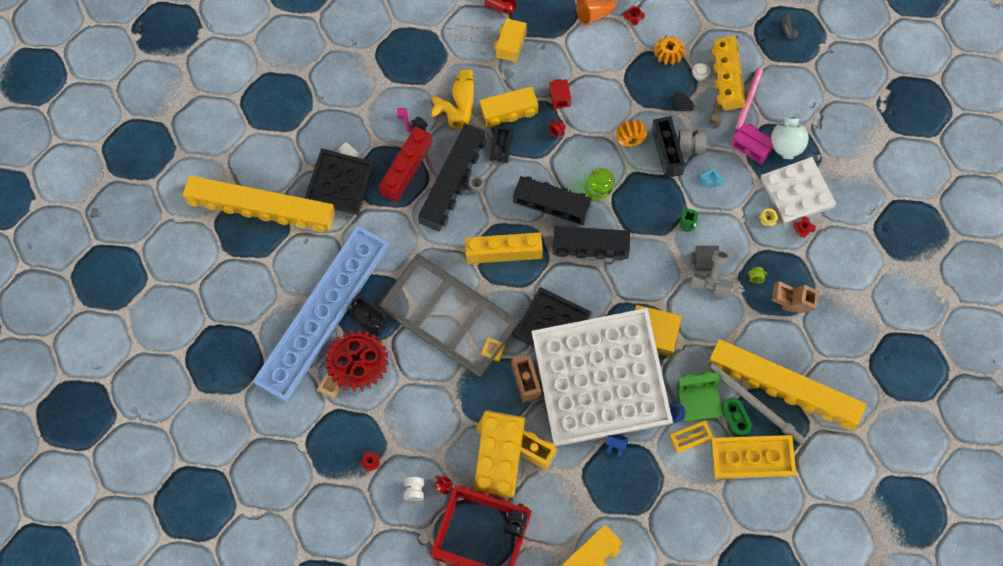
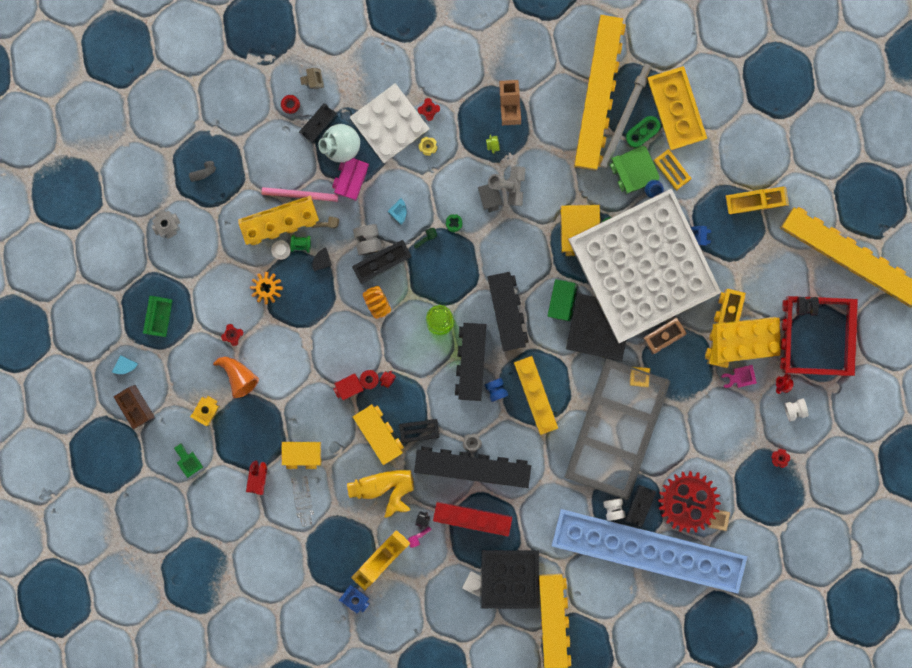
camera: 110 degrees left, 20 degrees up
(367, 52) = (351, 592): none -> blue brick
(373, 290) = (613, 505): none -> white wheel
(393, 78) = (380, 560): none -> yellow arch
(463, 446) = (742, 377): none -> dark pink plate
(515, 216) = (496, 394): none -> blue wheel
(561, 117) = (373, 374): none -> red plate
(588, 296) = (562, 300): none -> green hinge
(638, 512) = (757, 200): none -> yellow slope
(682, 199) = (431, 234): none -> dark green hand
(702, 88) = (300, 243): none -> green bush
(817, 137) = (318, 123): none -> black hinge
(835, 107) = (286, 99): none -> red plate
(855, 135) = (313, 78): none -> dark tan tile

